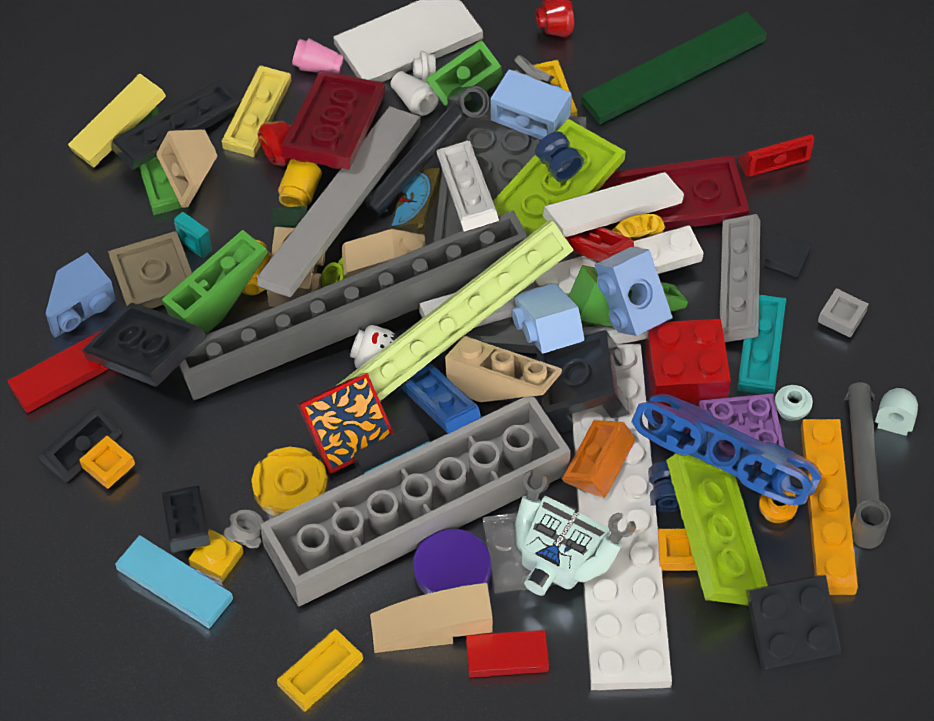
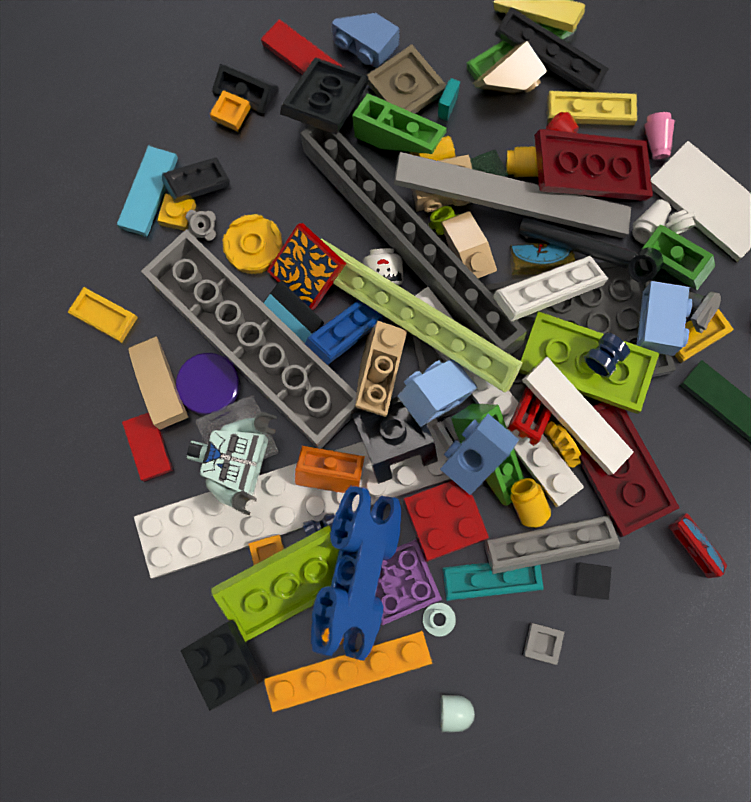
camera: 75 degrees right, 20 degrees up
(691, 280) = (530, 503): none -> yellow brick
(869, 506) = (396, 694): dark grey piece -> none

